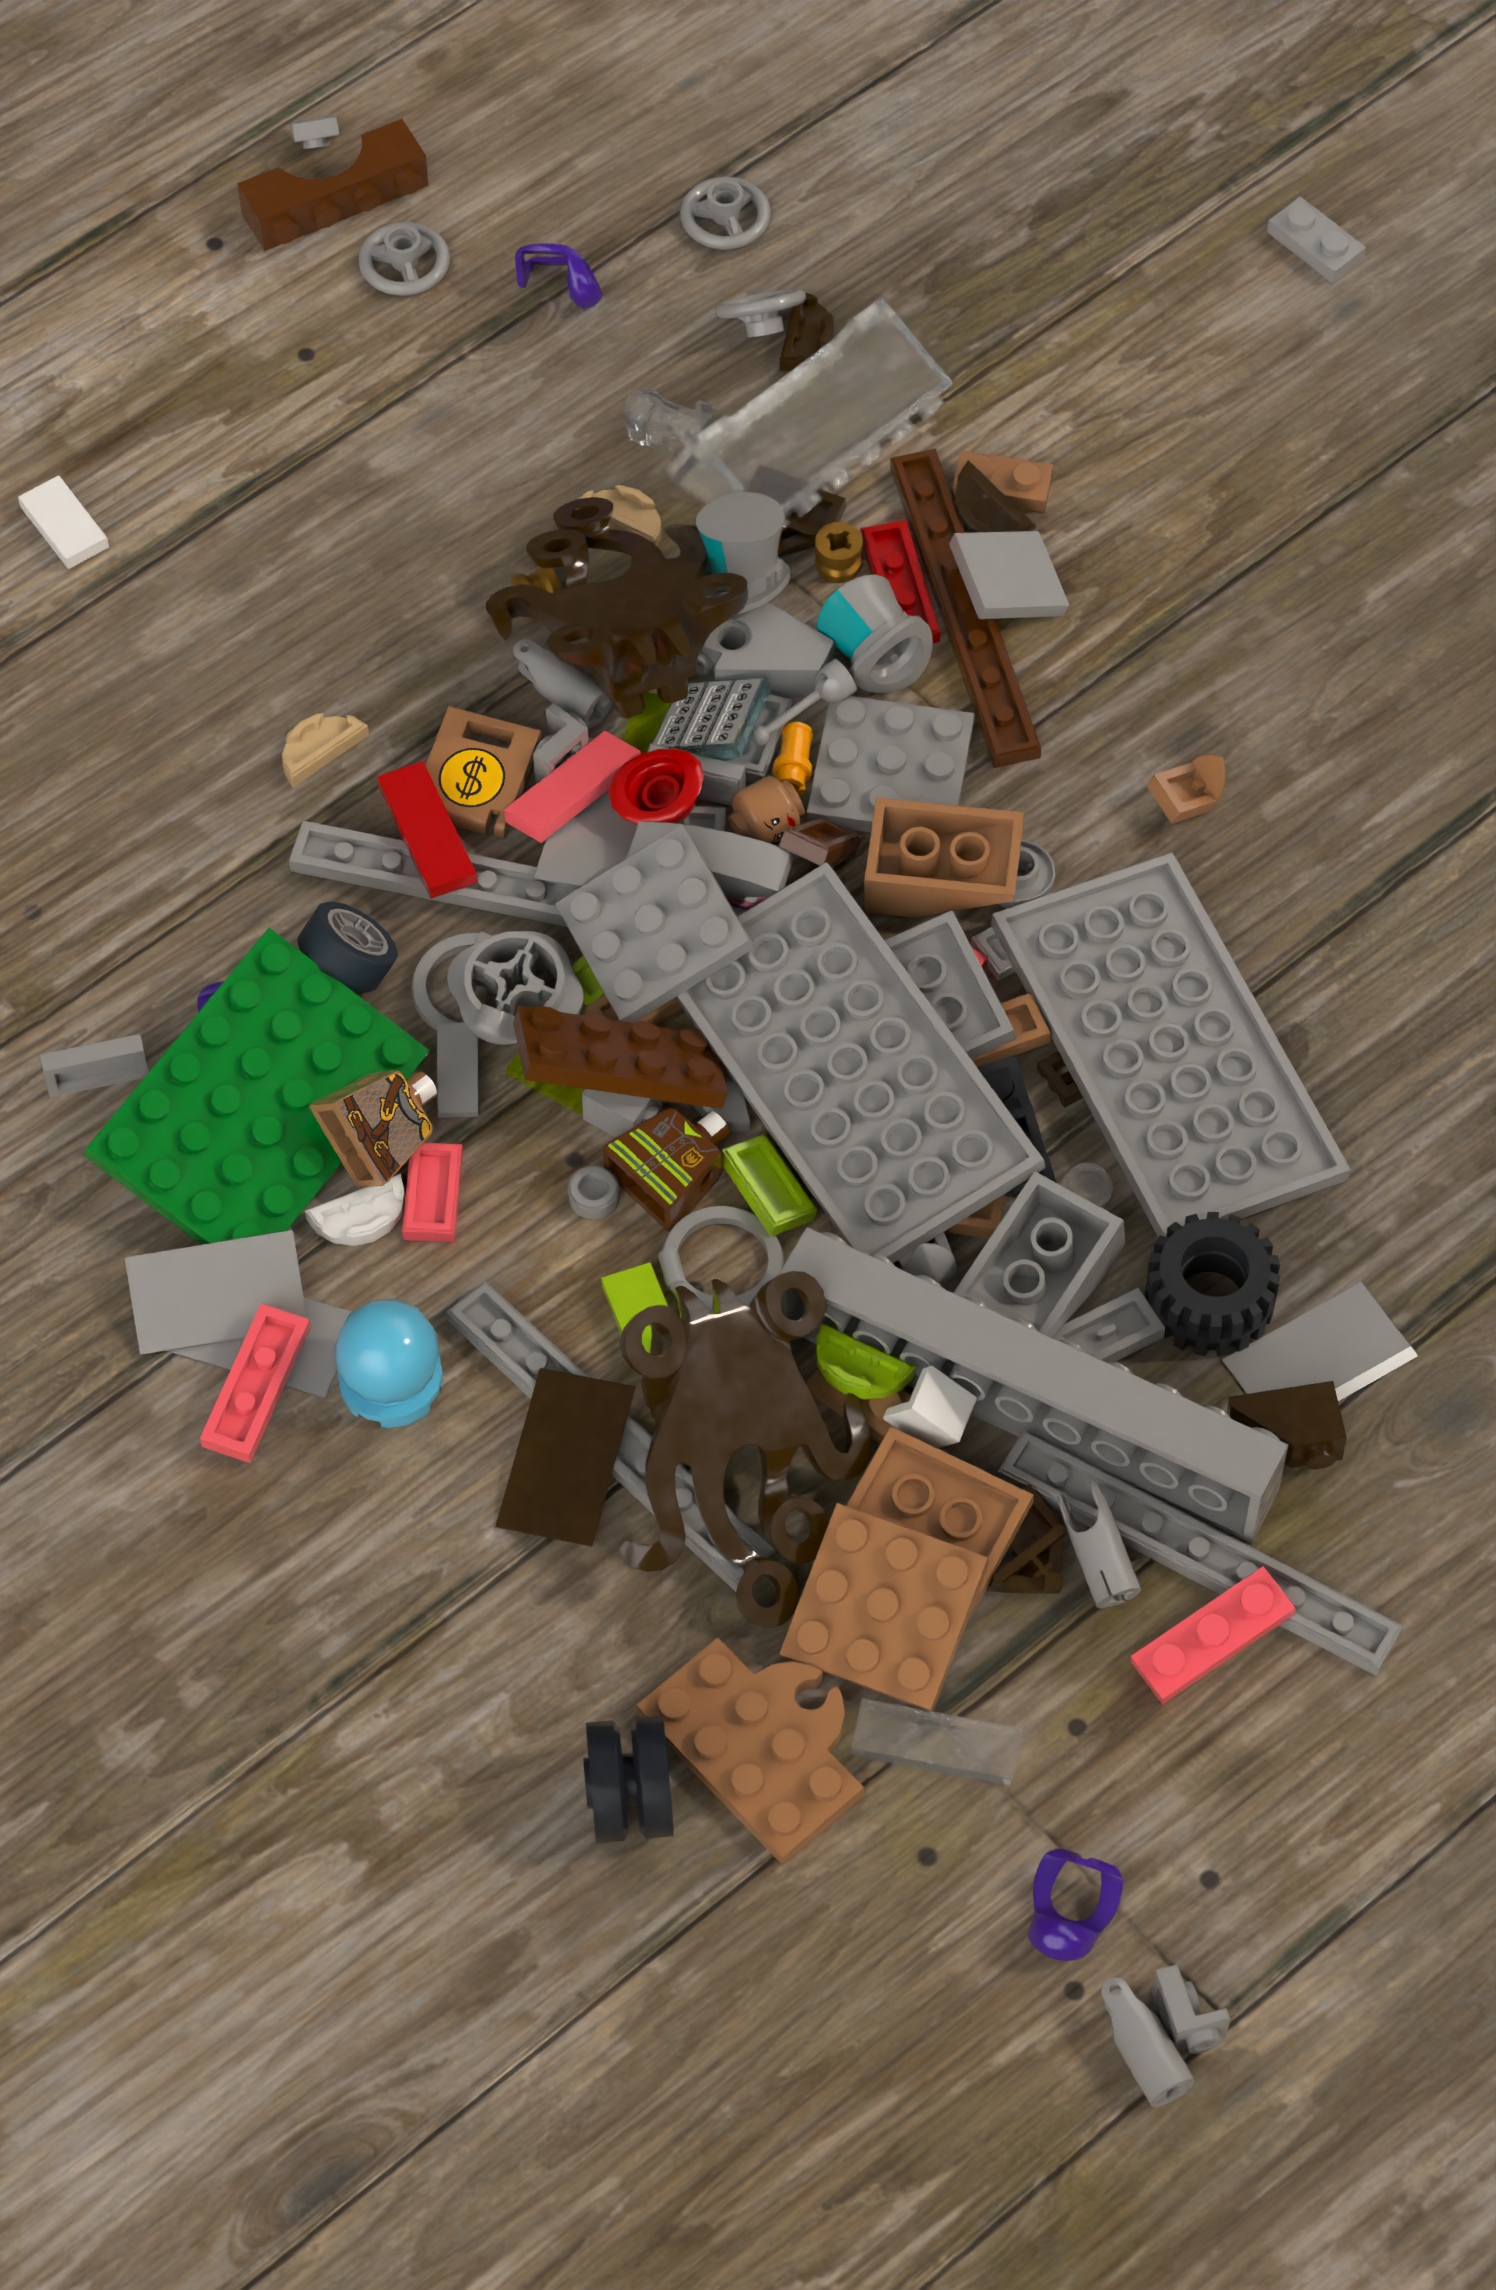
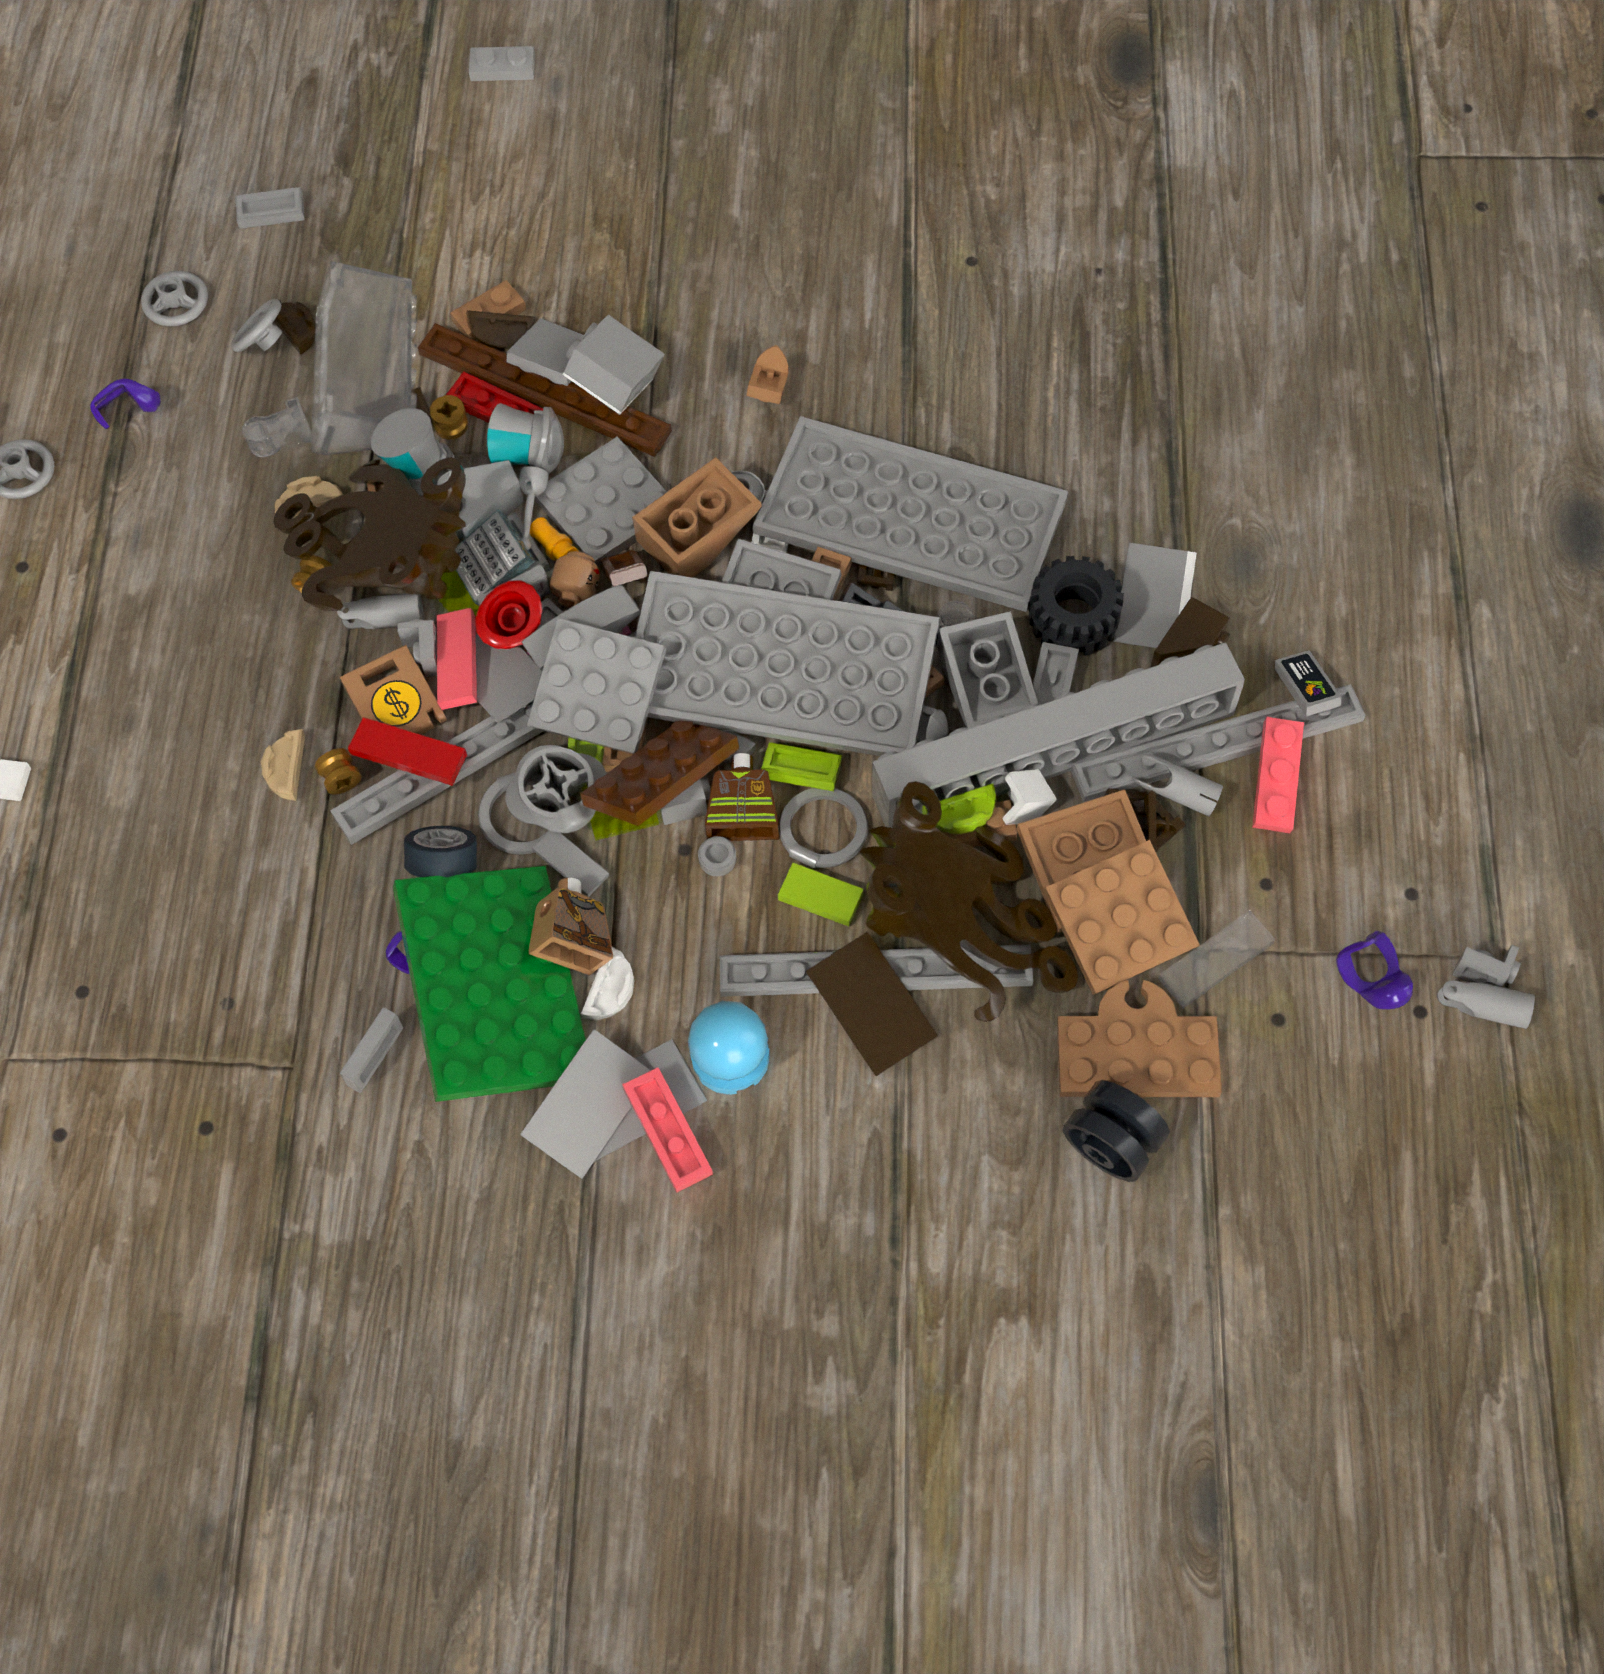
camera: 45 degrees left, 5 degrees up
(351, 792) = (337, 771): none -> pearl gold wheel
(433, 1193) = (637, 938): coral tile -> none
(916, 198) = (269, 207): none -> light grey tile
(1042, 635) = (612, 363): none -> light grey piece
(1355, 1580) = (1307, 683): none -> tile

